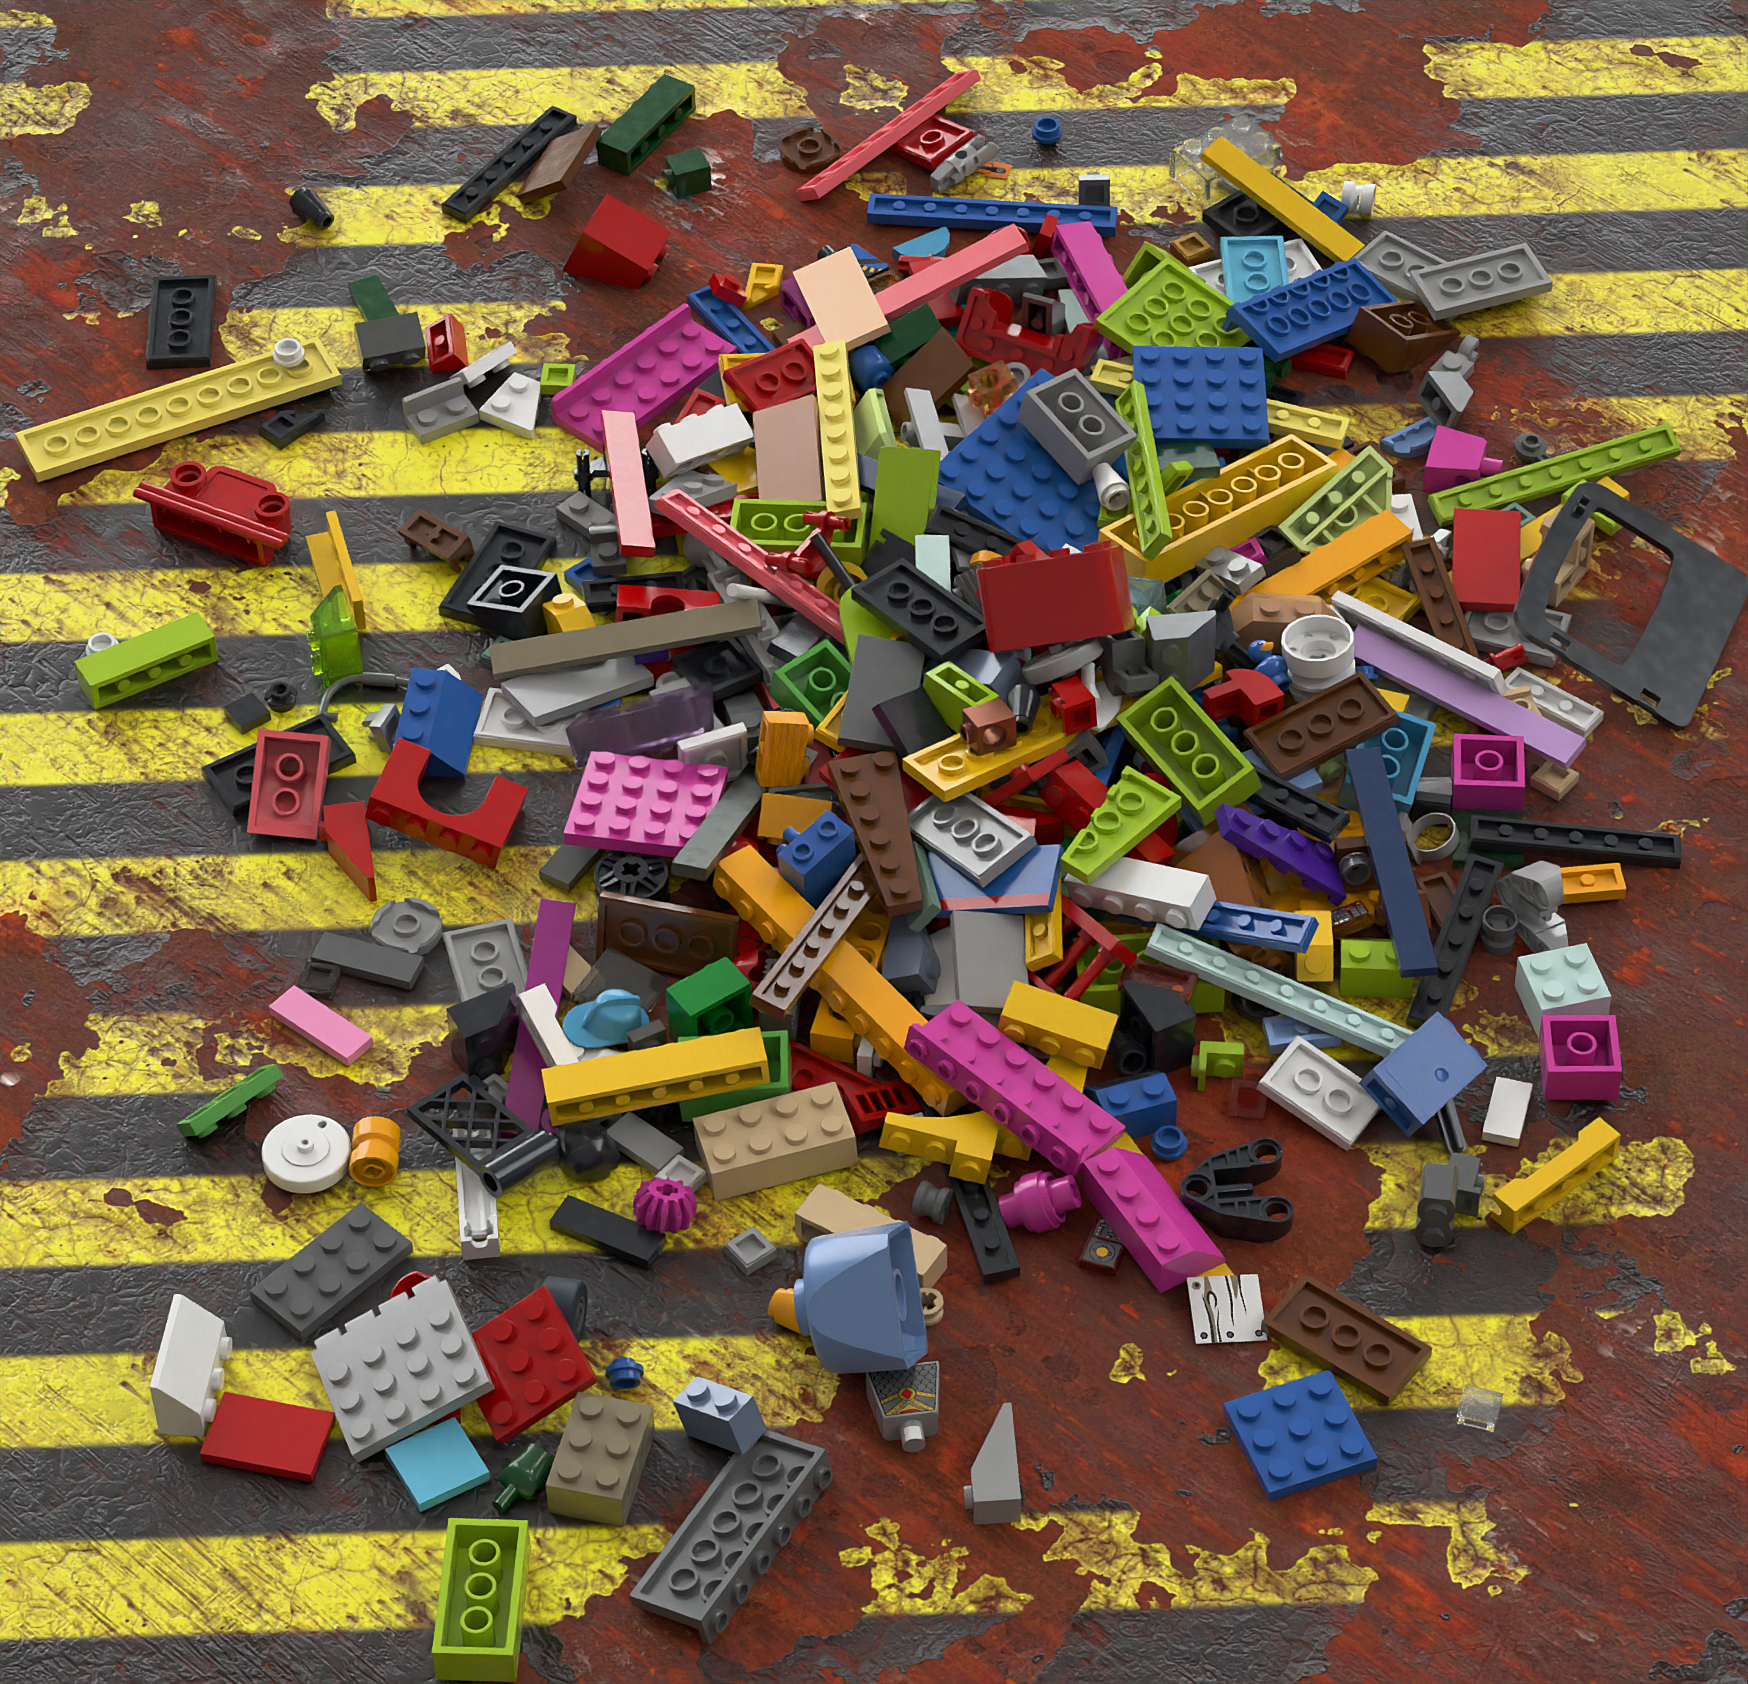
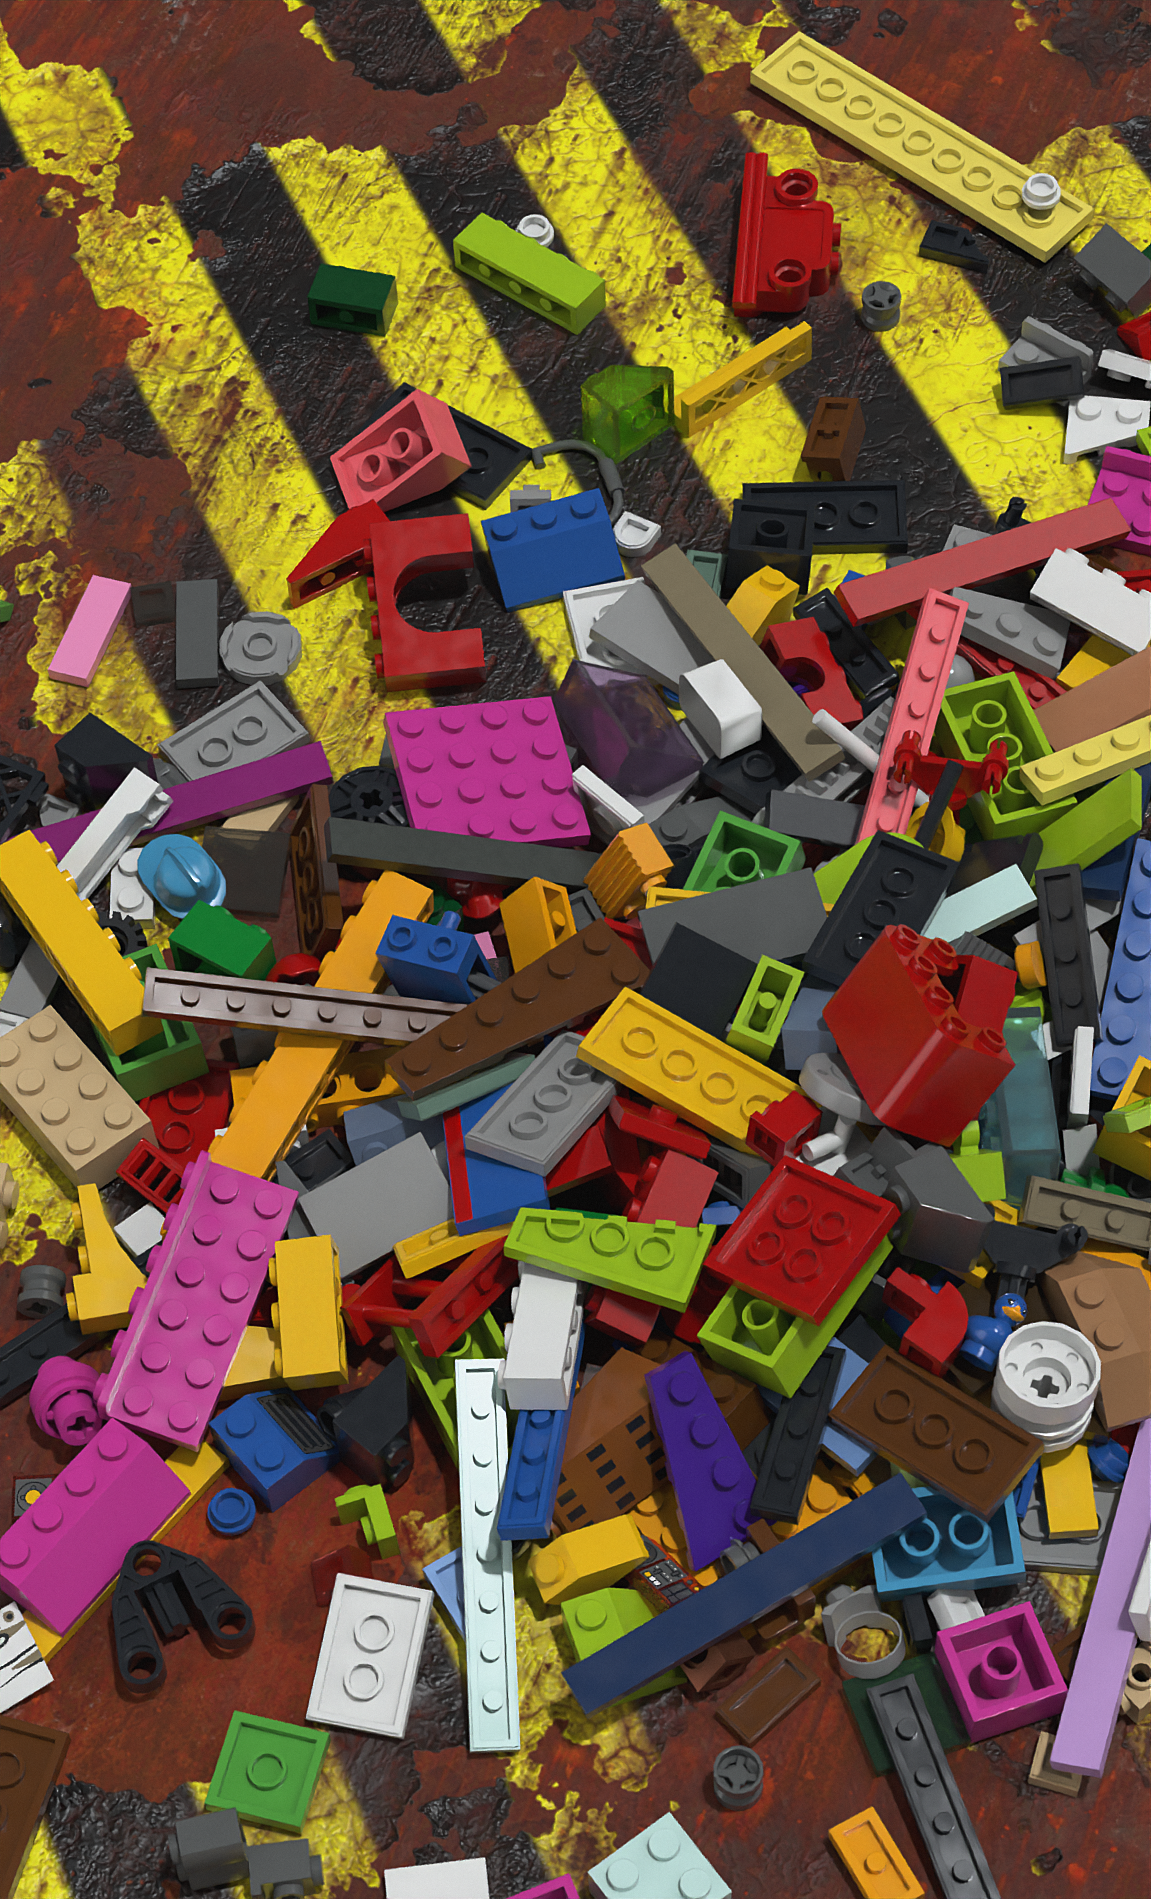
camera: 70 degrees right, 10 degrees up
(96, 771) = (353, 299): none -> dark green brick
(181, 322) = (1059, 93): black tile -> none
(247, 713) = (504, 388): black tile -> none
(281, 697) = (541, 406): black plate -> none
(323, 479) = (881, 306): none -> dark grey wheel
(462, 417) = (1042, 383): none -> black tile
(647, 1036) = (164, 920): dark grey plate -> none
(677, 671) = (720, 708): none -> white piece
(988, 727) = (703, 1052): copper brick -> none
(1024, 703) = (762, 1080): black cone -> none
(1161, 976) = (431, 1400): clear red tile -> none
(1169, 717) = (801, 1240): none -> red plate
(1380, 1174) = (268, 1771): none -> bright green plate
(1424, 1078) = (418, 1766): piece -> none
(1456, 939) = (692, 1731): black tile -> none
(1534, 896) = (771, 1817): light grey connector -> none

